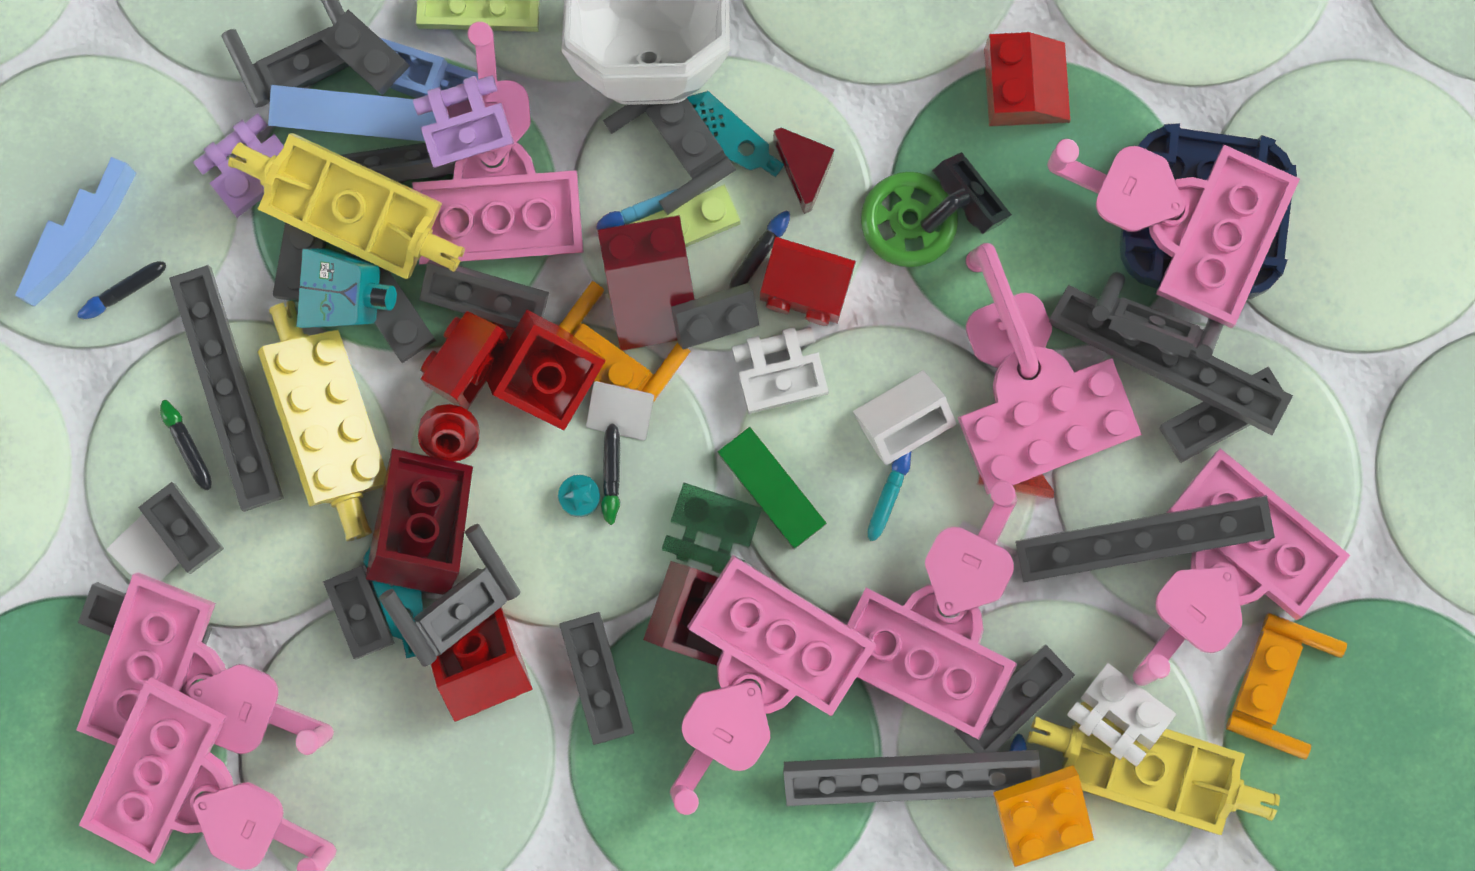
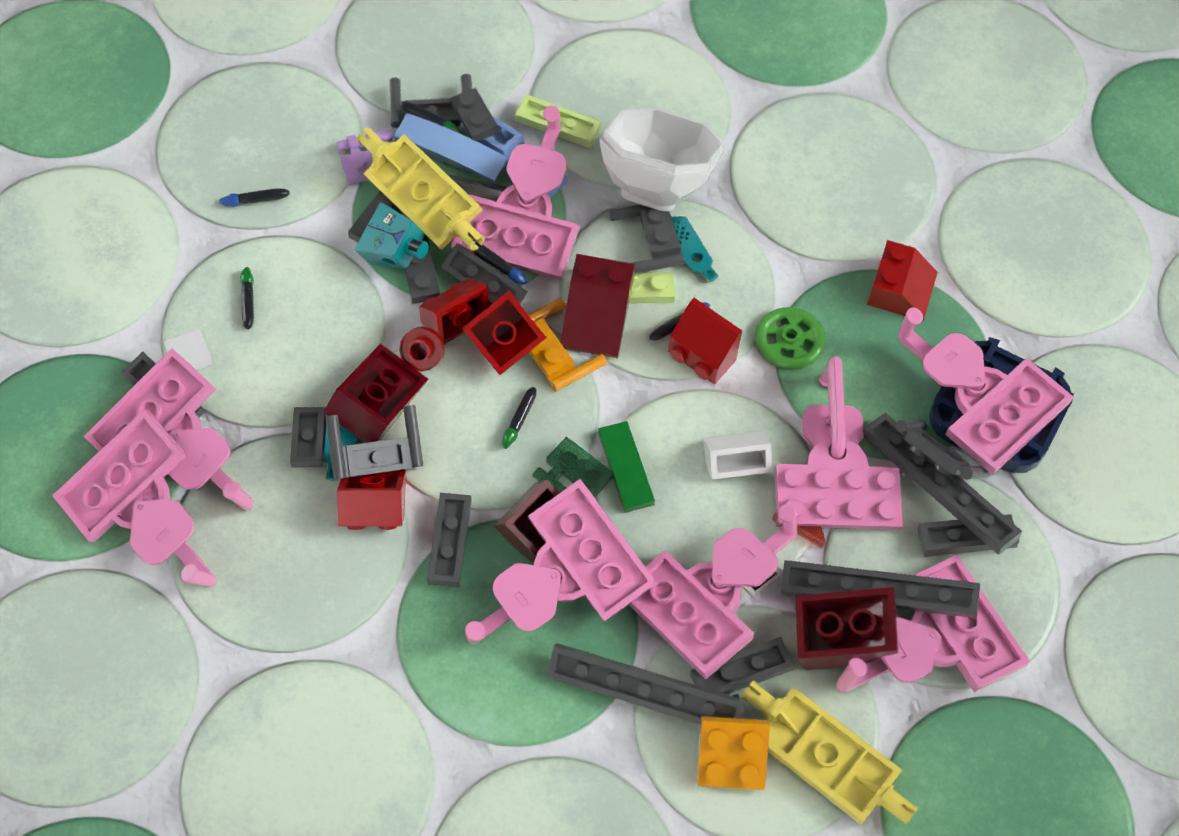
camera: 20 degrees right, 20 degrees down
(66, 245) = (236, 157): light blue slope -> none
(181, 528) = (218, 343): dark grey plate -> none
(226, 388) = (290, 275): dark grey plate -> none
(307, 79) = (418, 111): none -> black piece
(323, 418) = (343, 312): light yellow plate -> none
(468, 133) = (517, 170): lavender plate -> none
(518, 271) = (500, 264): none -> black piece
(579, 495) = (491, 422): teal tile -> none
(621, 406) = (545, 377): white sticker -> none
(715, 316) = (632, 344): dark grey plate -> none
(783, 381) = (662, 402): white plate -> none
(804, 163) = (734, 278): dark red slope -> none
(888, 496) = (721, 486): teal piece -> none
(968, 192) = (836, 328): black plate -> none
(1124, 611) = (845, 627): none -> dark red slope
(1125, 706) = (818, 703): white plate -> none
(1269, 680) = (938, 729): light orange plate -> none

